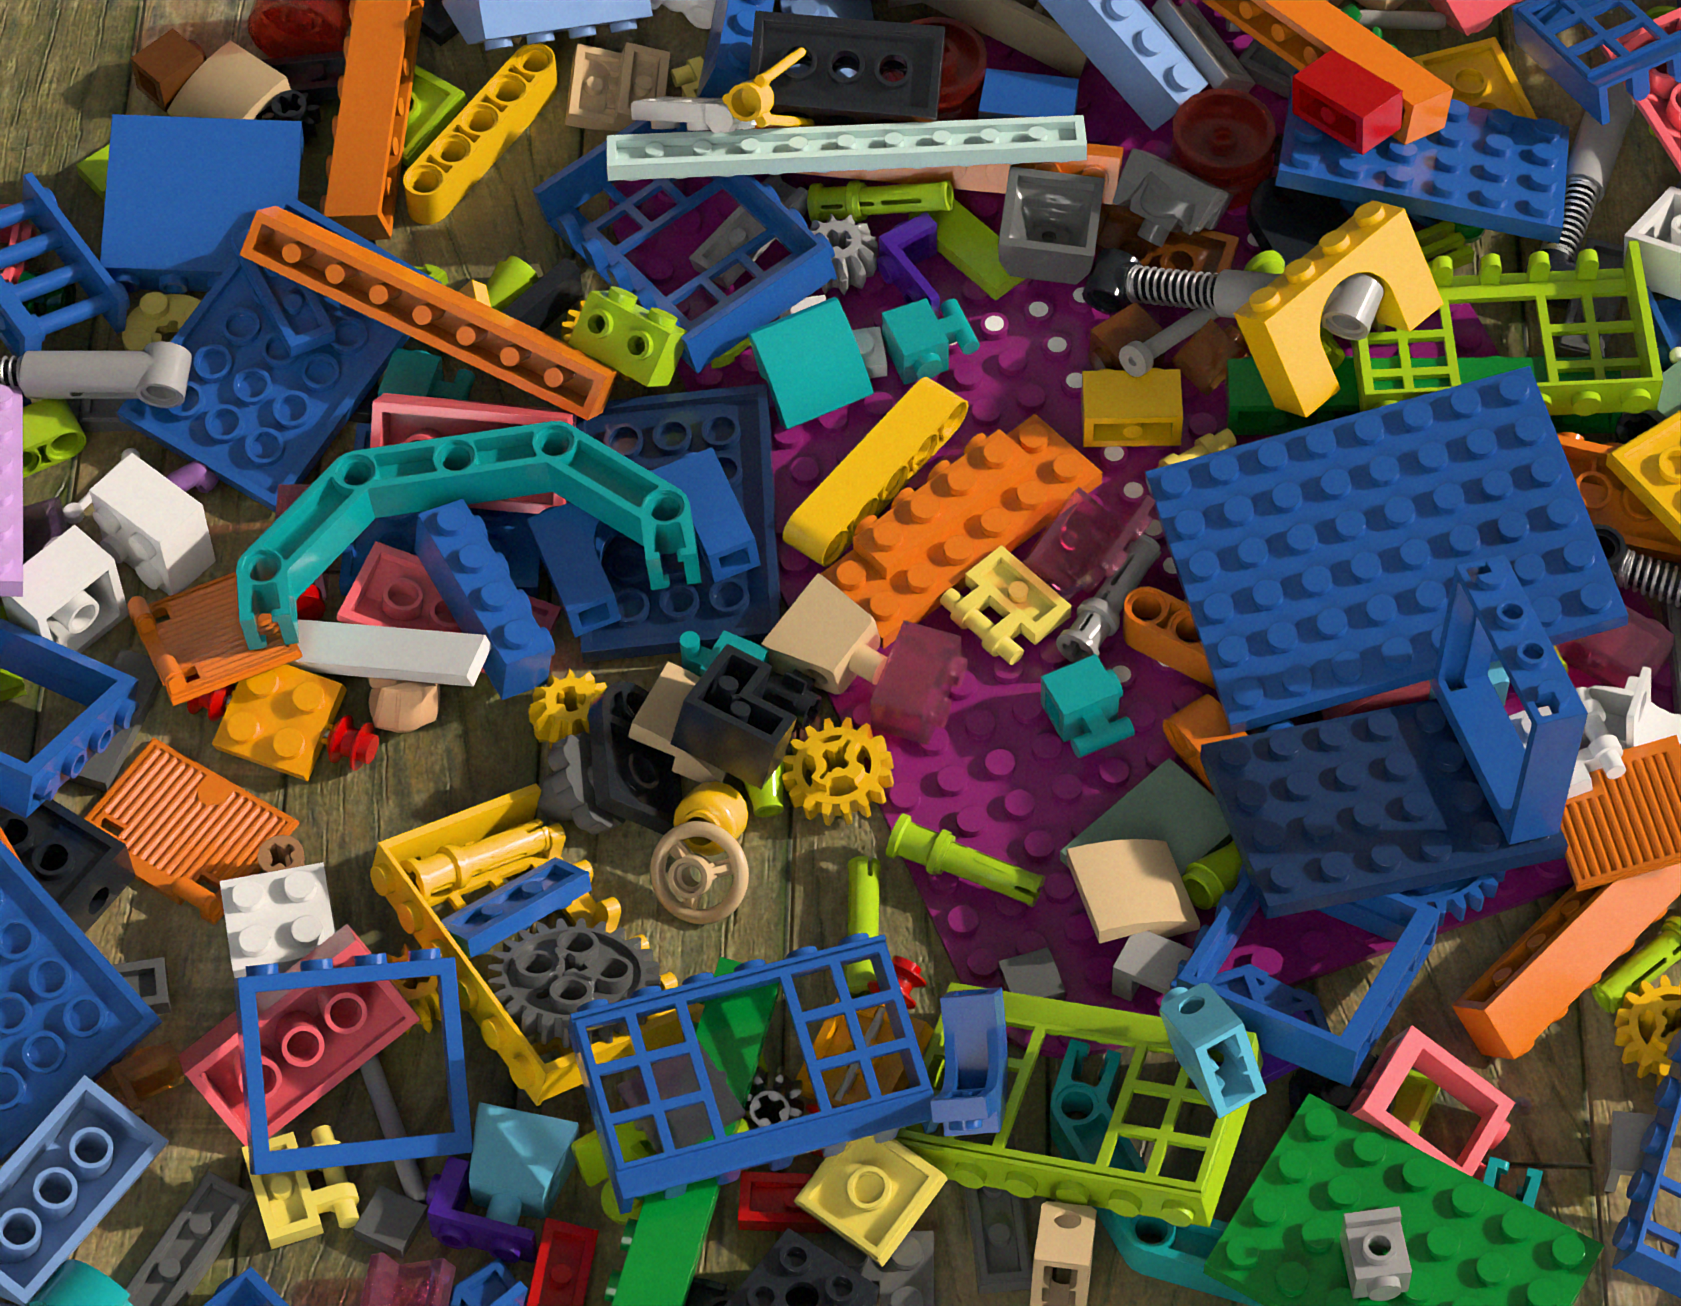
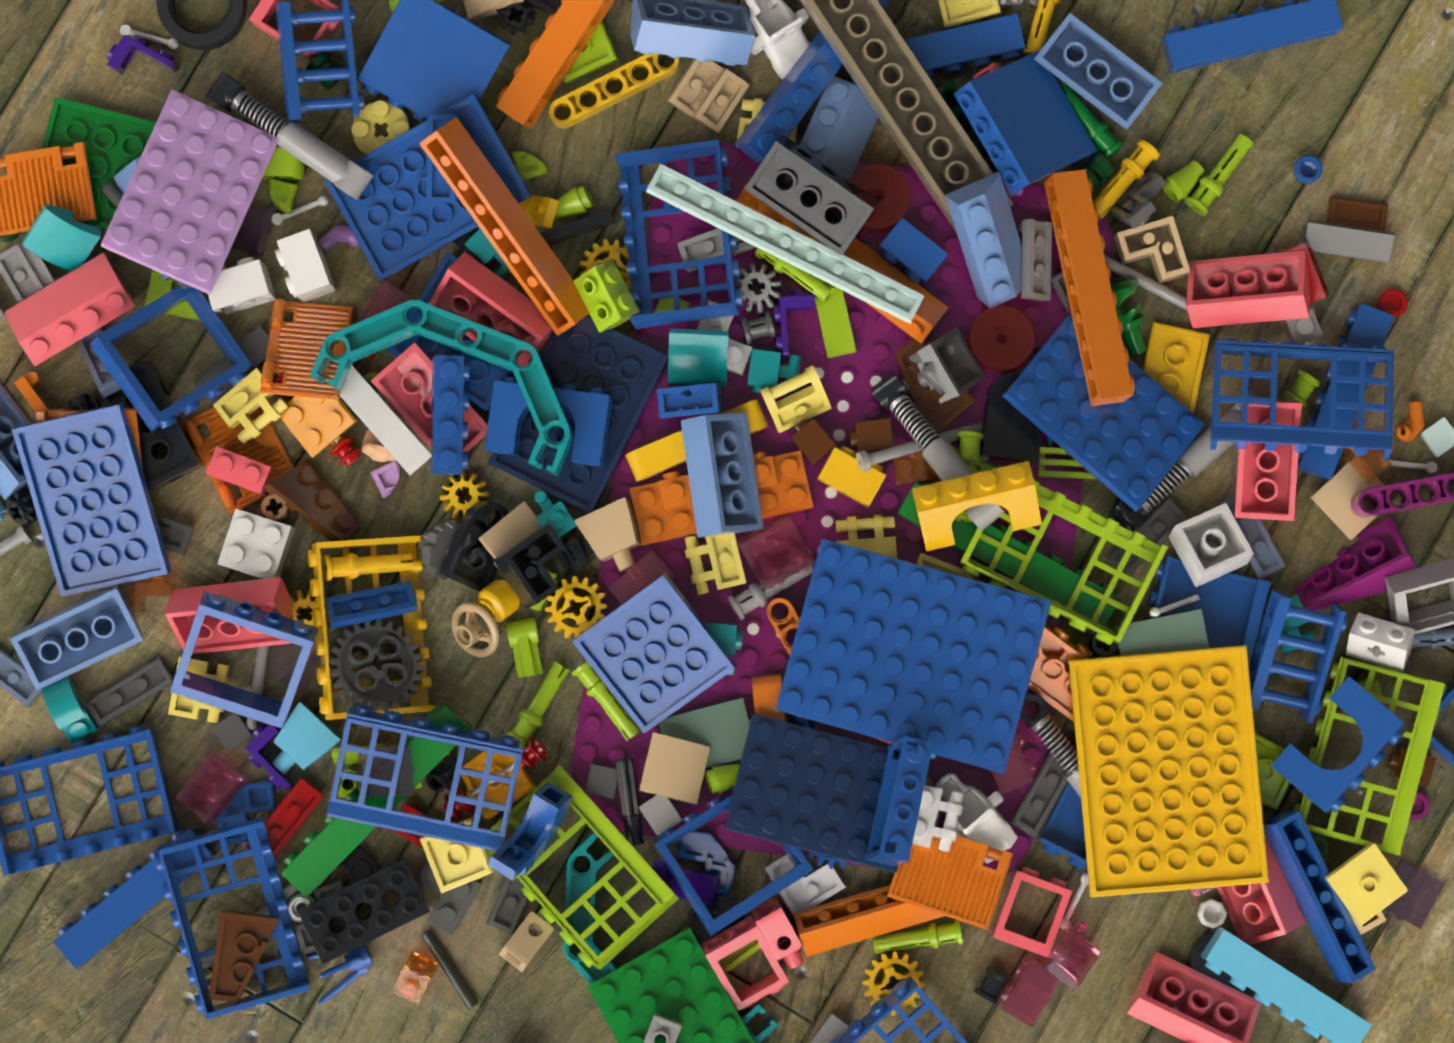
camera: 35 degrees right, 30 degrees up
(63, 475) = (283, 194): none -> lime tile
(153, 742) = (243, 401): none -> light yellow plate
(199, 838) = (240, 470): none -> coral brick
(328, 820) = (312, 497): none -> reddish brown wing
(418, 1075) = (283, 660): none -> piece
(435, 754) = (387, 478): none -> lavender tile
(699, 113) = (717, 173): white hinge -> none
(755, 97) = (741, 200): yellow plant -> none
(784, 855) = (524, 640): none -> lime piece
(854, 393) = (679, 402): none -> blue window
(872, 299) = (758, 328): none -> dark grey bush
(941, 467) = (722, 474): none -> medium blue slope
(996, 358) = (798, 406): none -> light yellow plate
(997, 746) = (654, 653): none -> plate
(1045, 389) = (812, 440): none -> reddish brown brick
(1049, 225) = (874, 343): dark grey brick -> none
(1081, 966) = (629, 801): none -> black axle
(1203, 1022) = (641, 896): medium azure torso -> none
(1347, 101) = (1069, 372): red brick -> none
(1456, 964) = (808, 890): none -> white plate
(1458, 1031) = (774, 924): none -> coral torso

